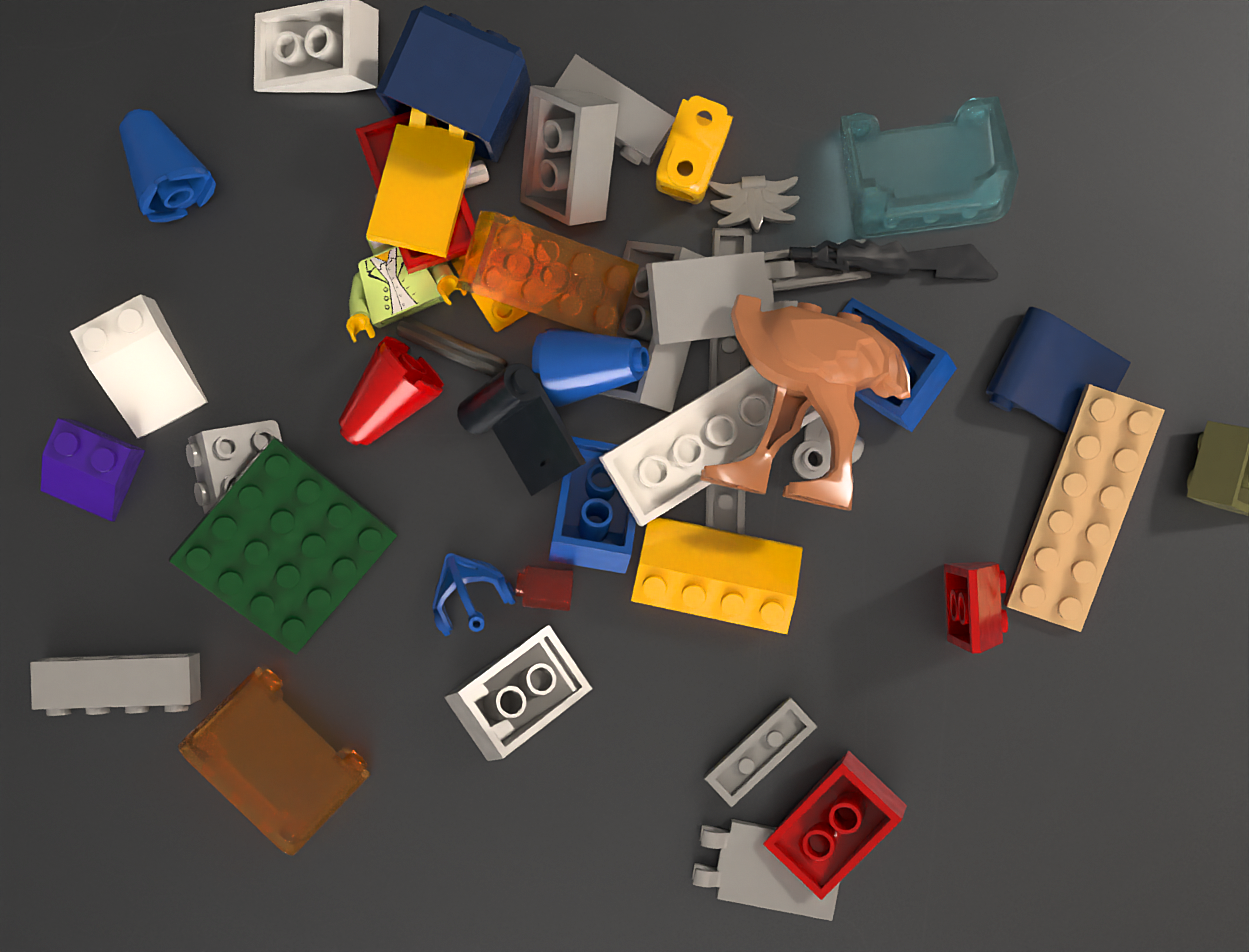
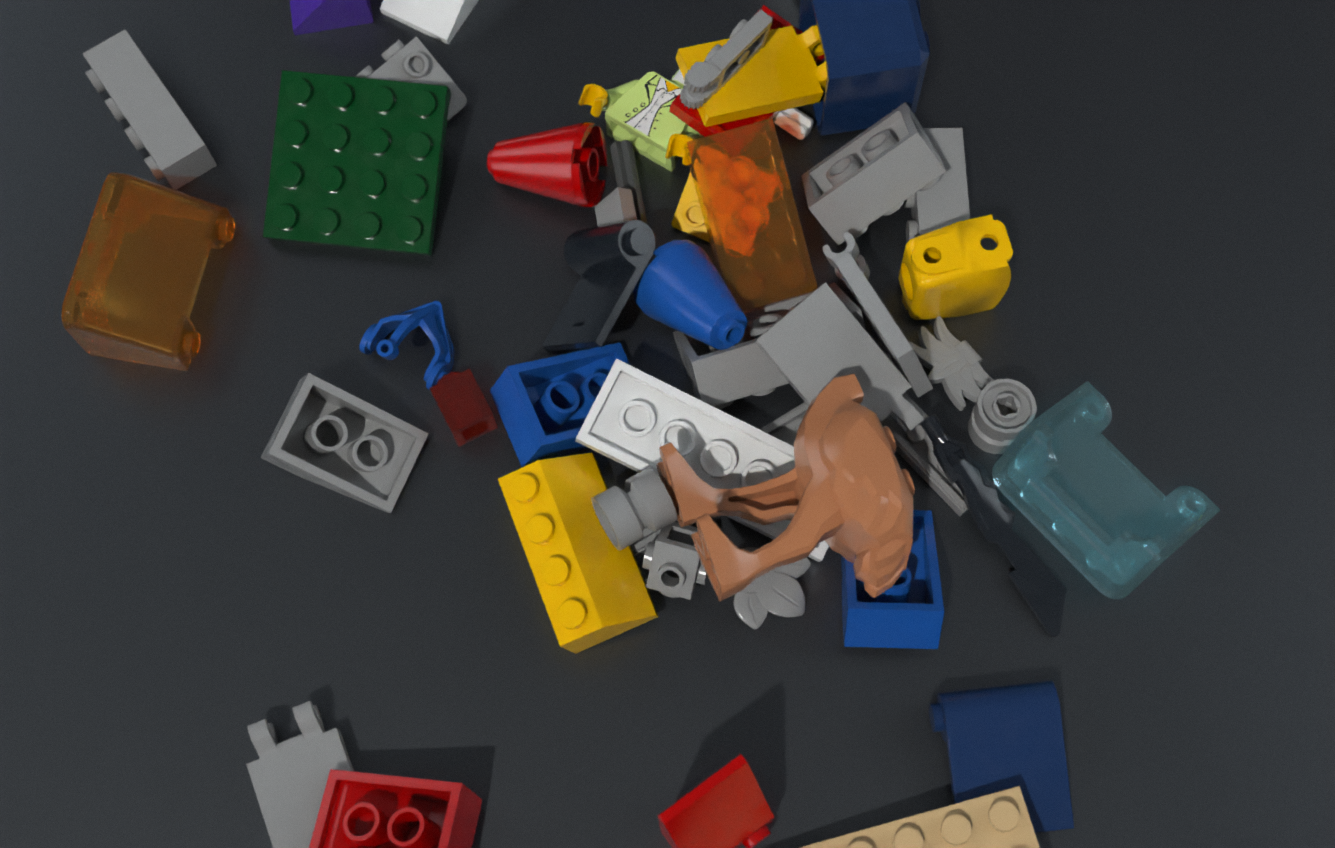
camera: 55 degrees right, 20 degrees down
(407, 208) = (725, 61): none -> light grey hinge
(464, 371) = (616, 207): none -> light grey tile
(688, 235) = (855, 278): none -> light grey tile
(724, 518) = (637, 507): none -> light grey wheel
(760, 751) = (426, 709): light grey plate -> none
(773, 512) = (674, 562): none -> light grey brick
(823, 198) = (1001, 415): none -> light grey wheel

